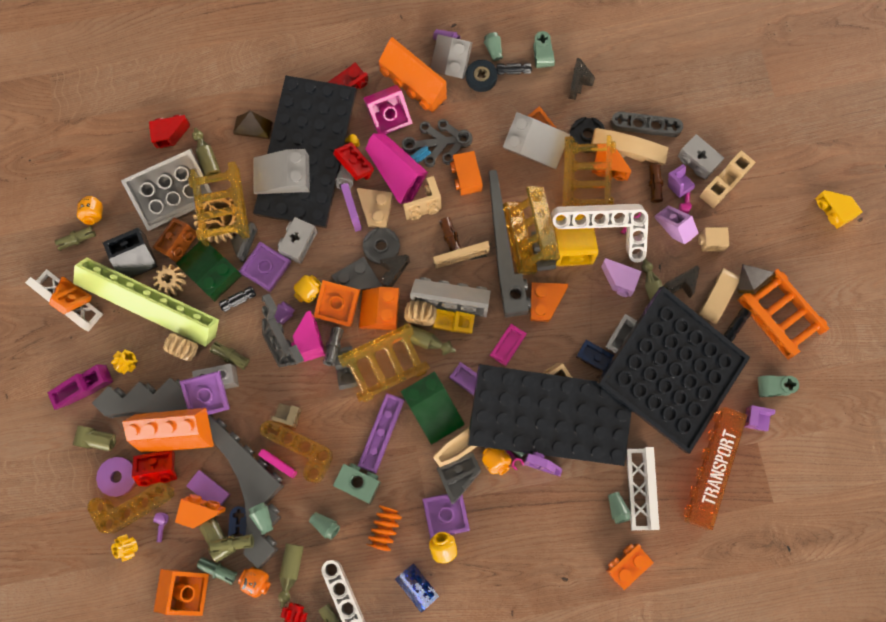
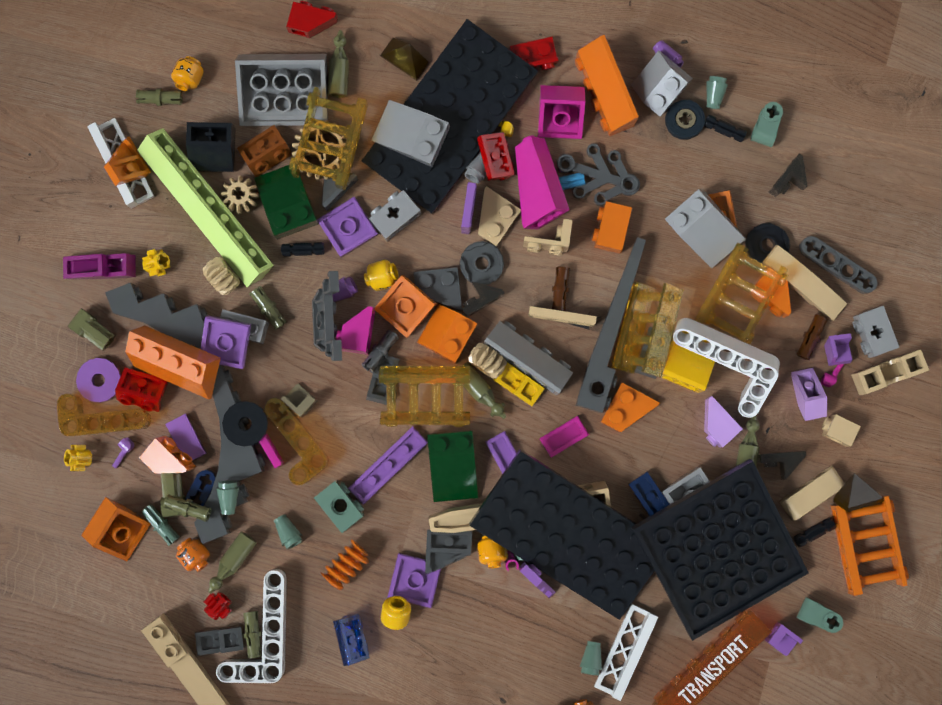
camera: 20 degrees right, 10 degrees up
(238, 449) = (233, 417): none -> black tile

